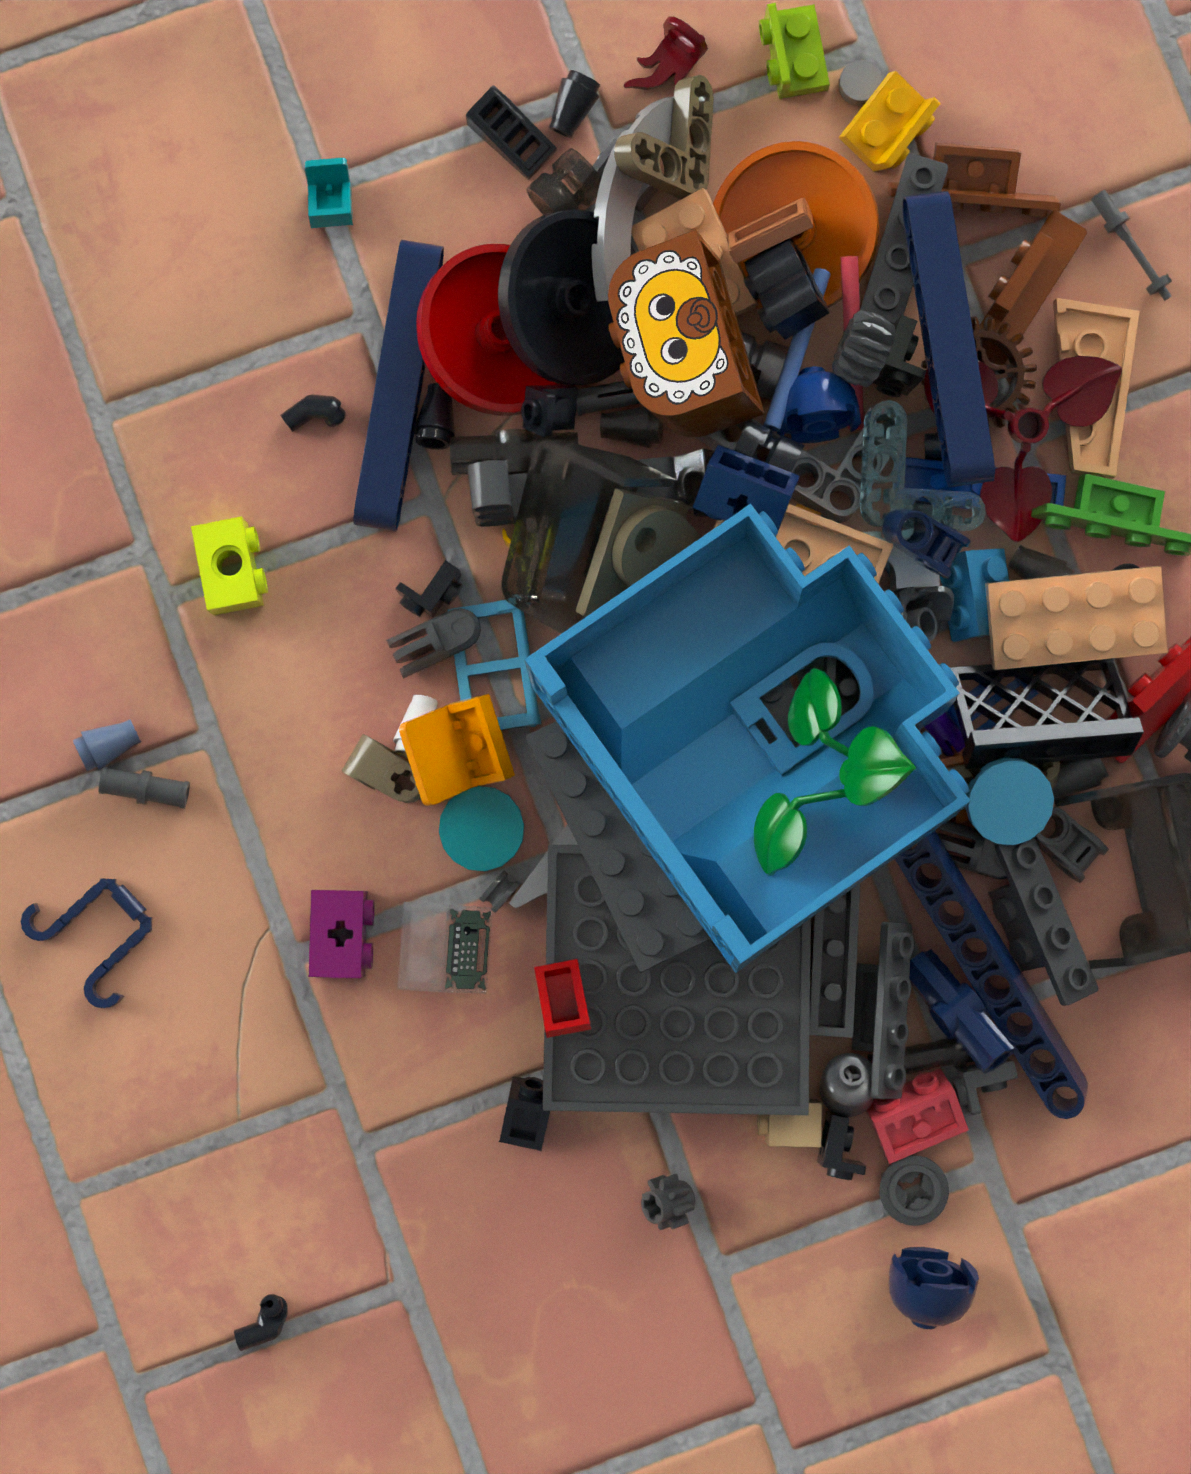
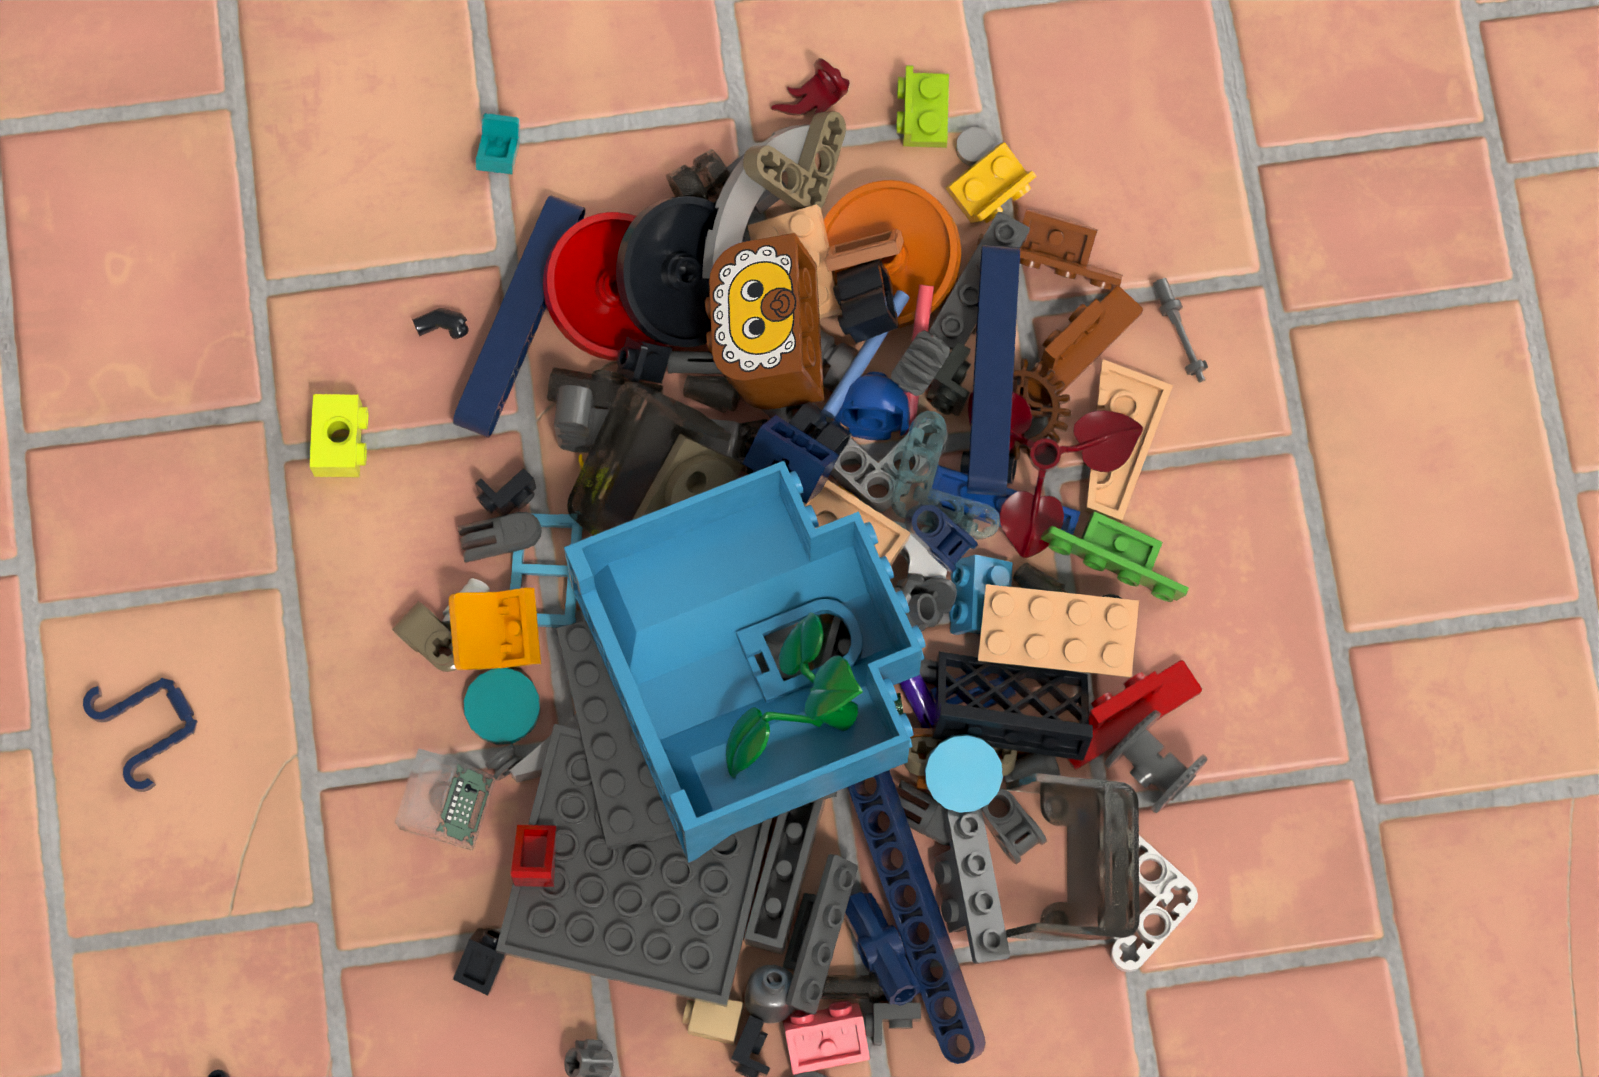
camera: 15 degrees right, 10 degrees down
(104, 744) = (194, 563): sand blue cone -> none
(144, 787) = (218, 607): dark grey pin -> none
(325, 953) = (352, 746): magenta brick -> none
(435, 419) = (544, 350): black cone -> none
(508, 110) = (646, 101): black slope -> none
(574, 101) = (724, 113): black cone -> none

